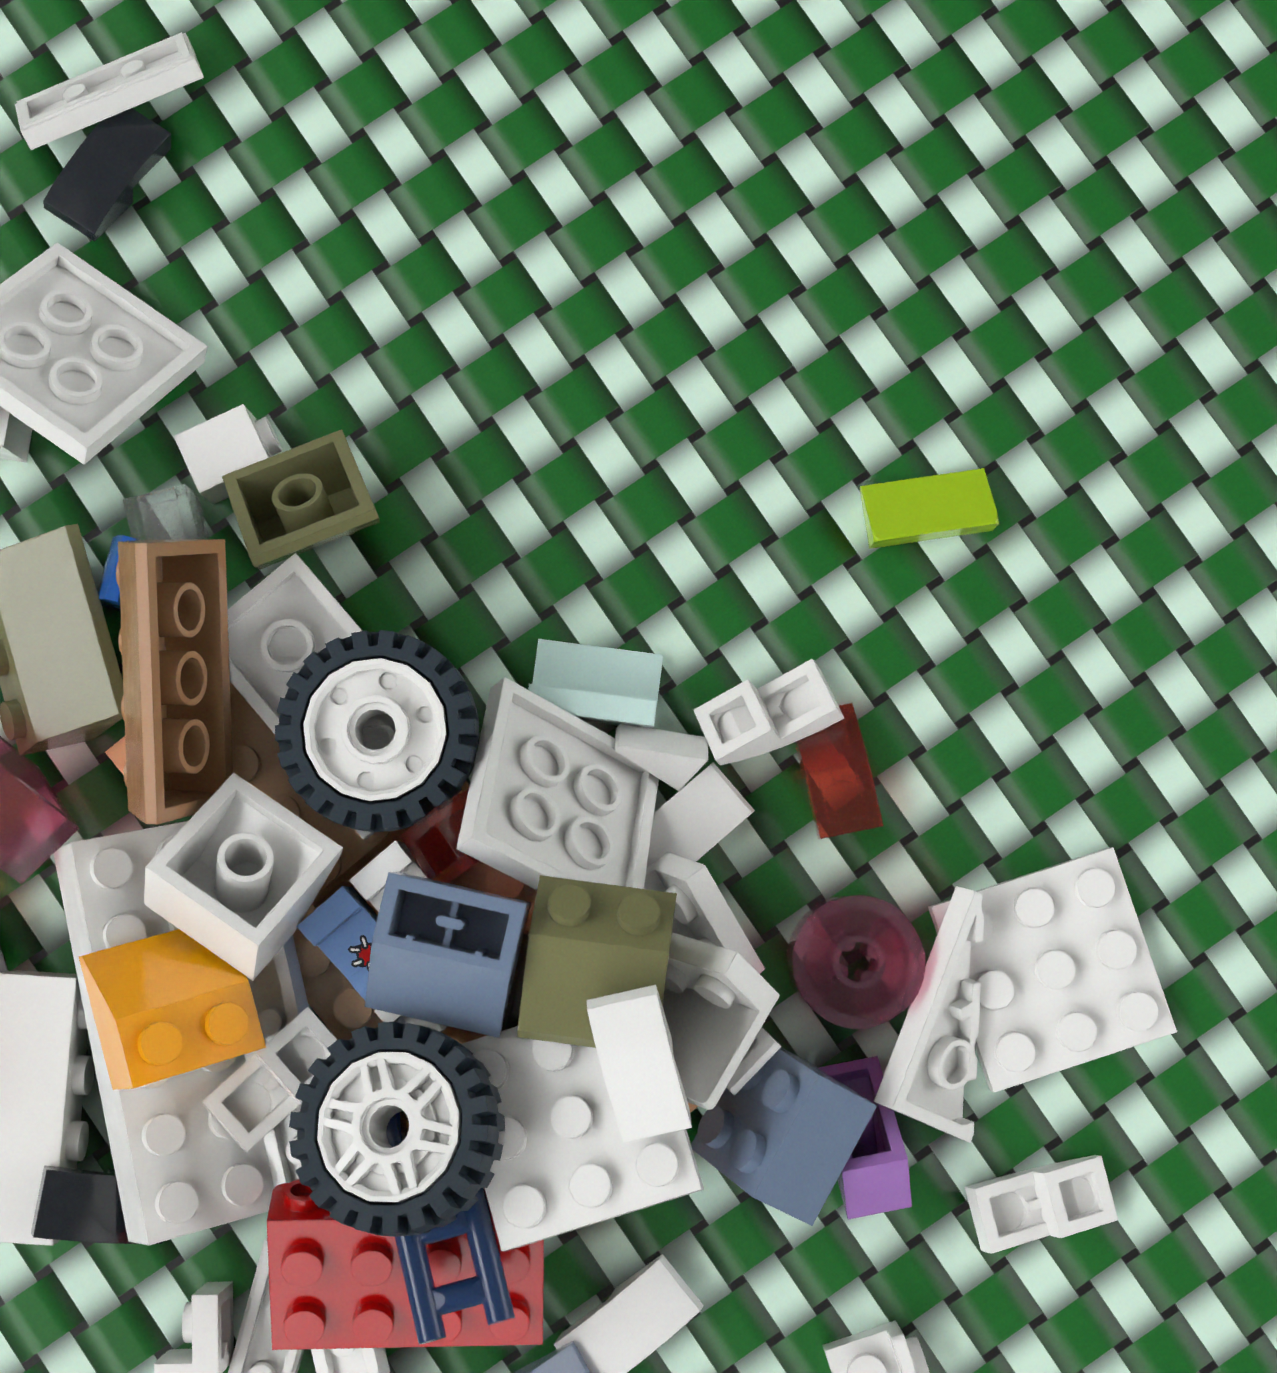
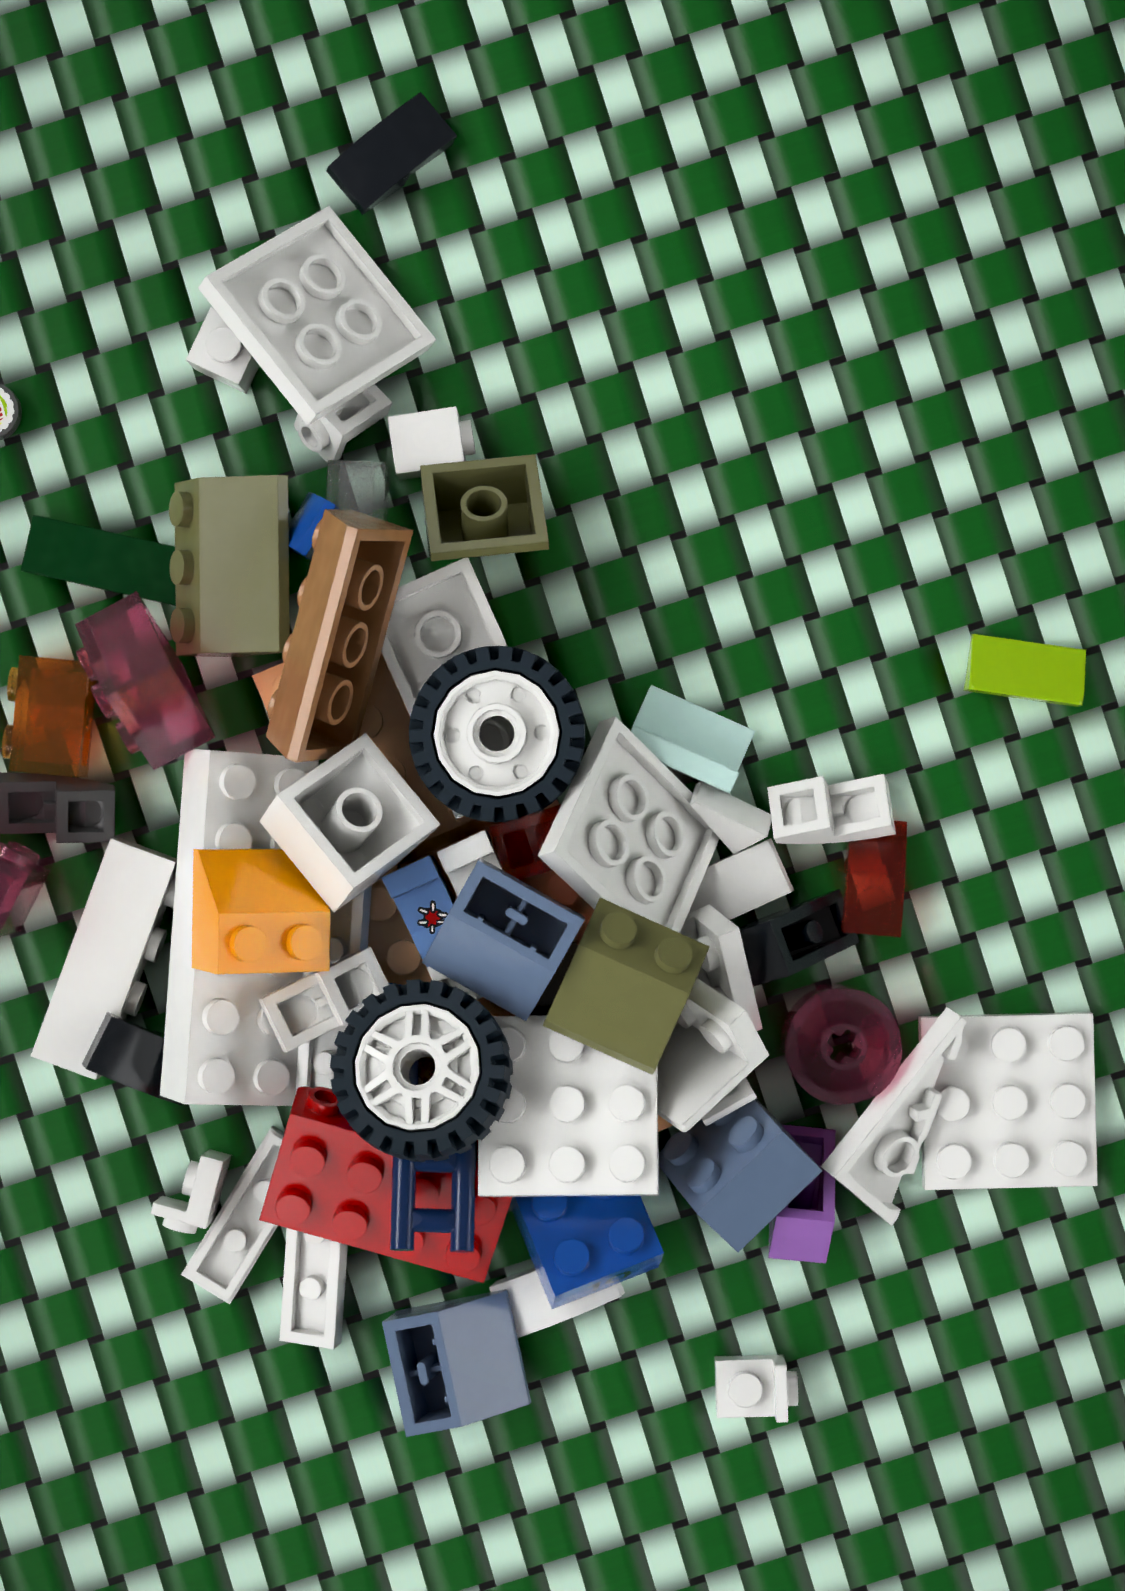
camera: 10 degrees right, 5 degrees up
(107, 90) = (412, 81): white tile -> none
(122, 463) = (344, 423): none -> white bracket
(638, 1063) = (638, 1077): white slope -> none
(643, 1264) = (586, 1242): none -> blue brick
(771, 861) = (795, 938): none -> black slope
(1041, 1203) = (936, 1294): white slope -> none

